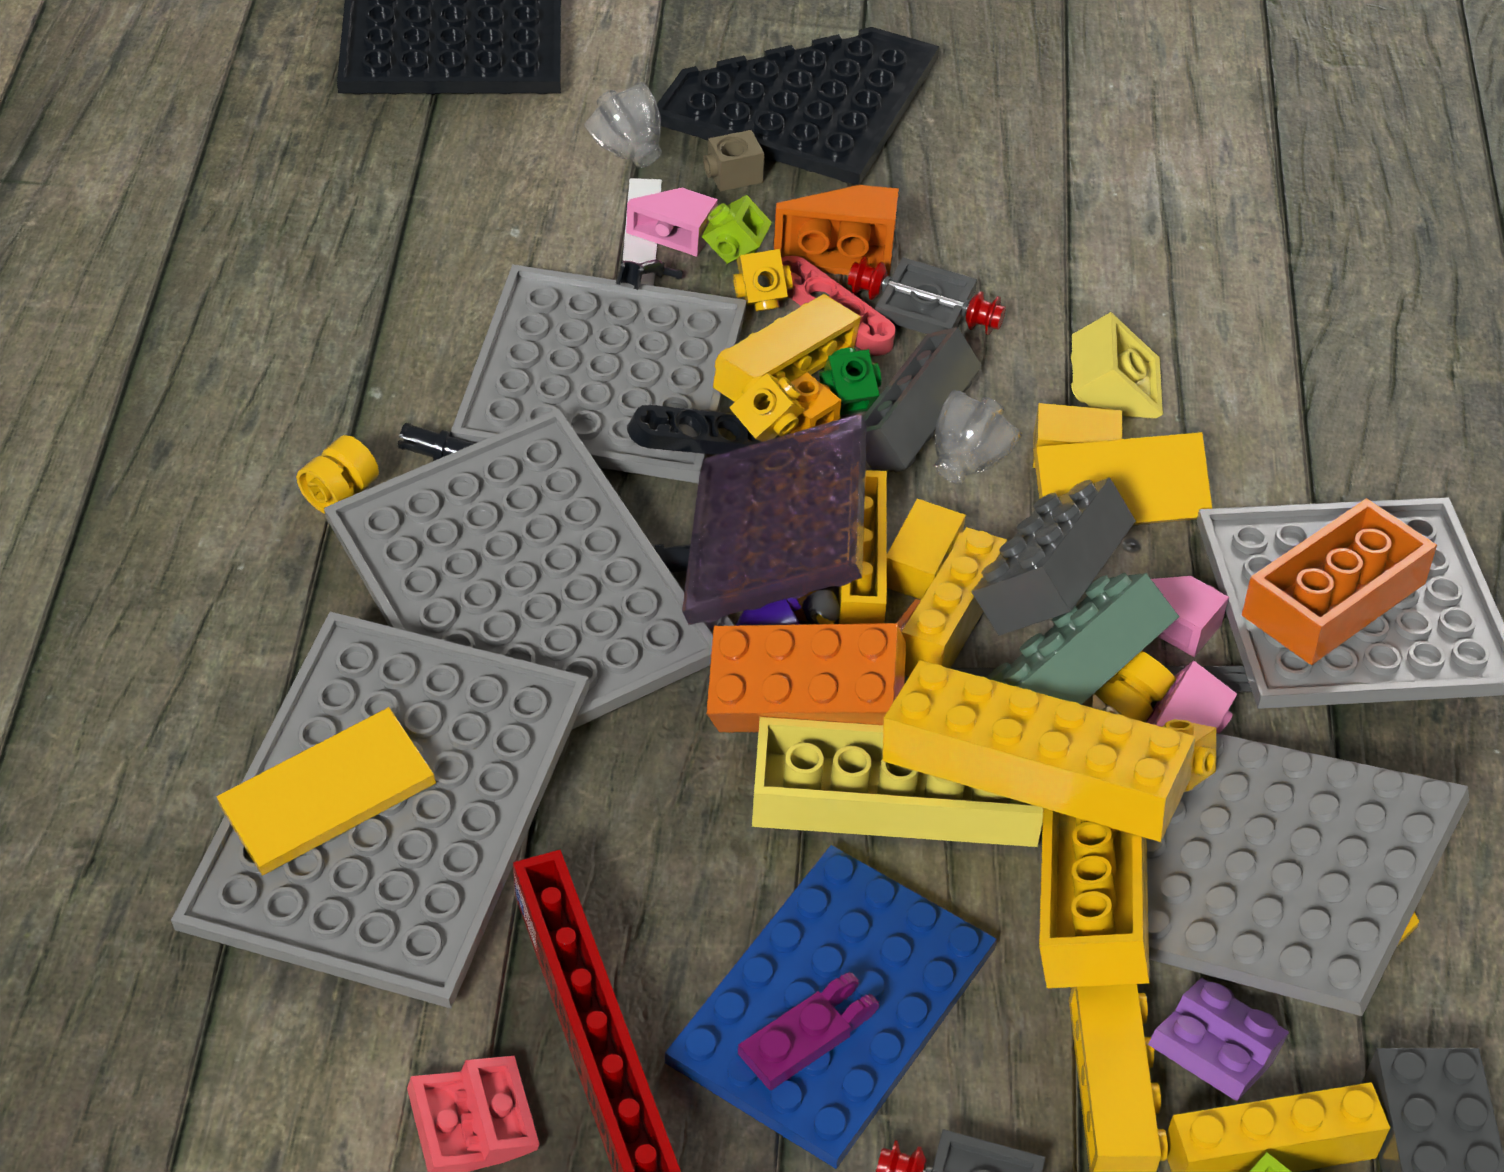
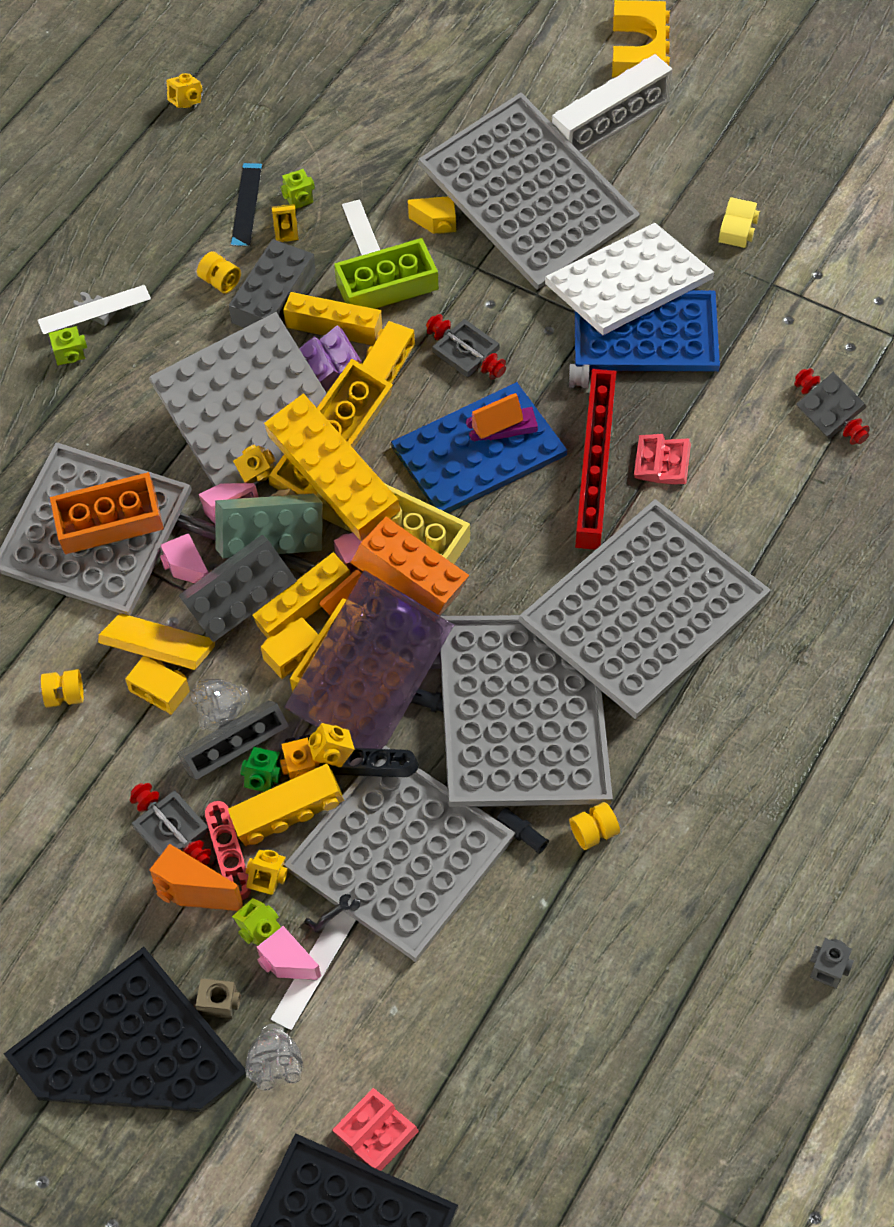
camera: 150 degrees left, 10 degrees up
(325, 790) = (675, 611): yellow tile -> none
(470, 122) = (375, 1130): none -> coral slope
(818, 1002) = (497, 416): none -> orange slope
(1115, 369) = (101, 721): light yellow slope -> none
(1200, 385) = (71, 689): none -> yellow wheel

